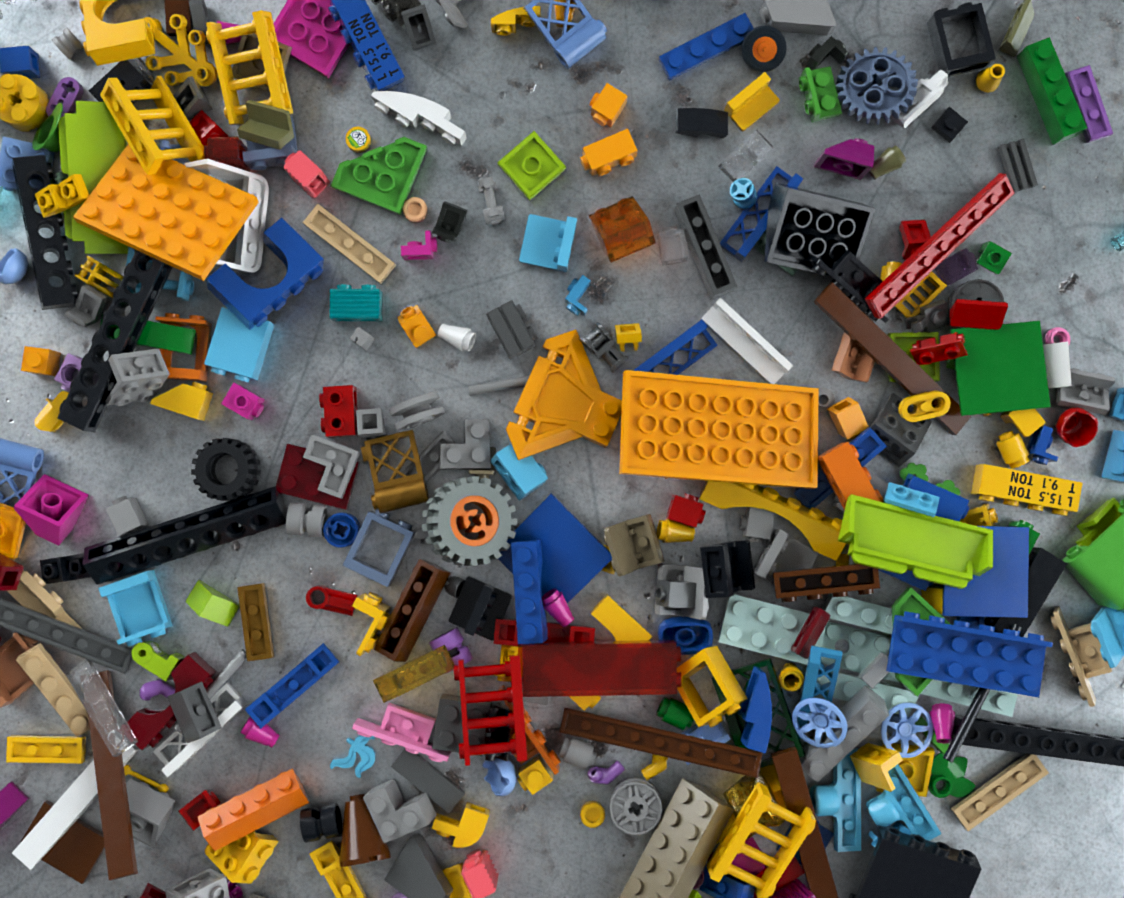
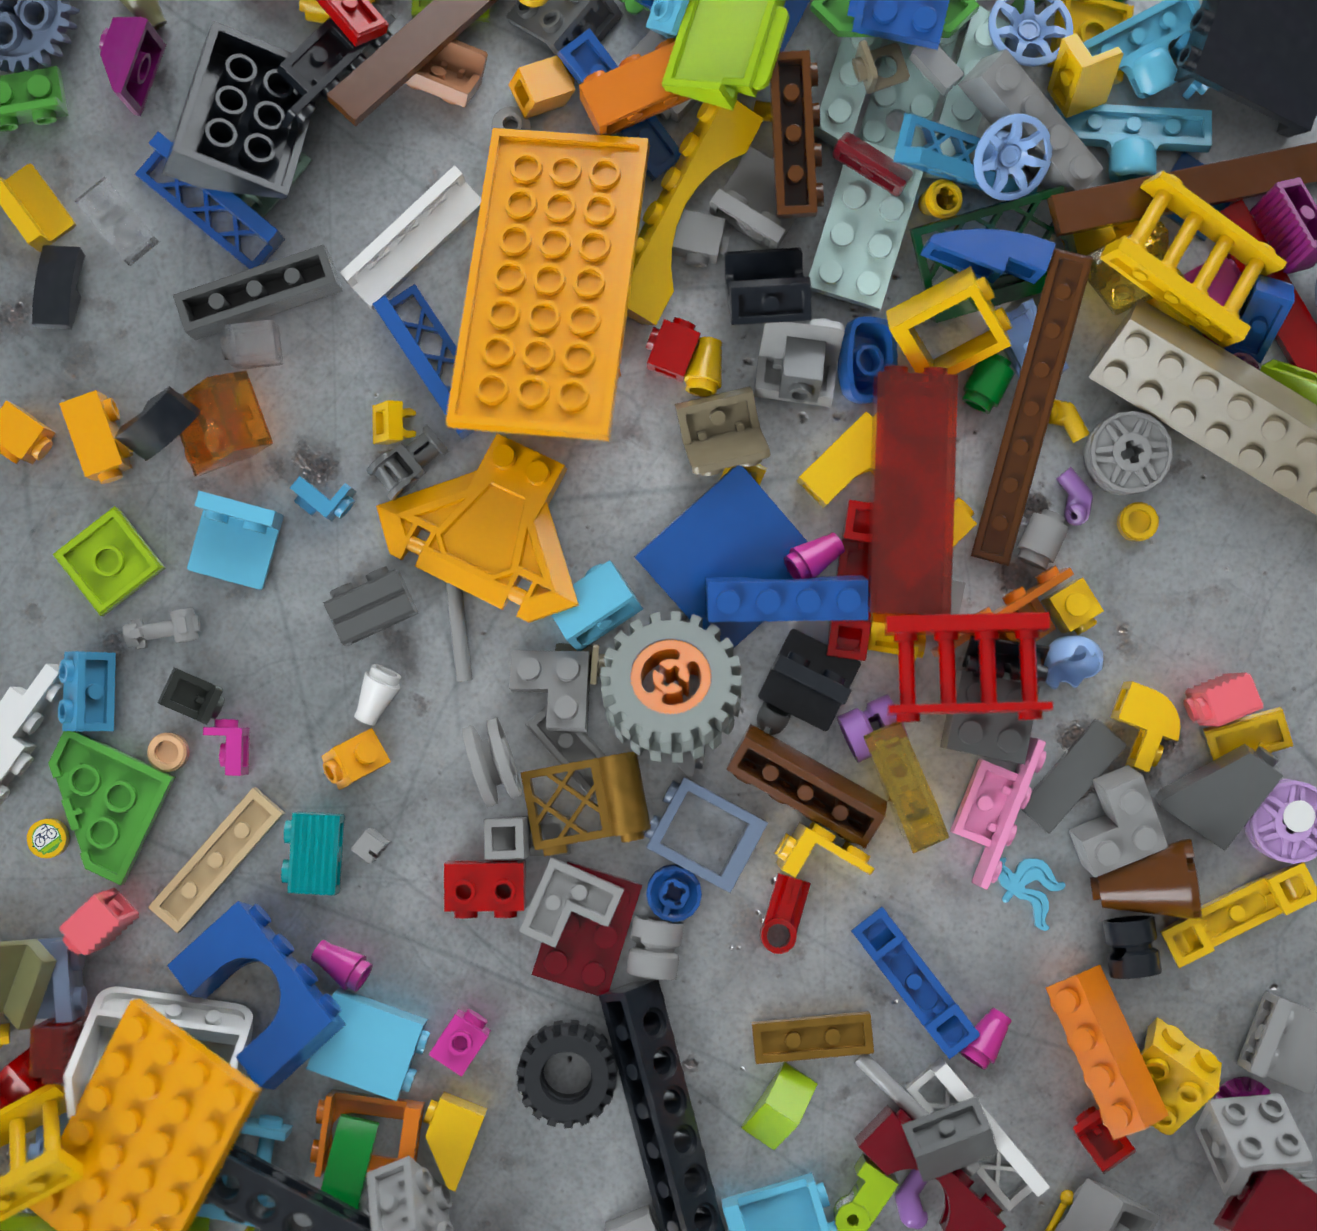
camera: 90 degrees left, 0 degrees up
(287, 326) = (342, 965): none -> dark pink cone
(449, 157) = (87, 691): none -> dark azure bracket
(617, 190) = (158, 424): none -> black slope
(743, 187) = (165, 228): medium azure wheel -> none
(870, 624) = (866, 71): none -> dark tan bracket

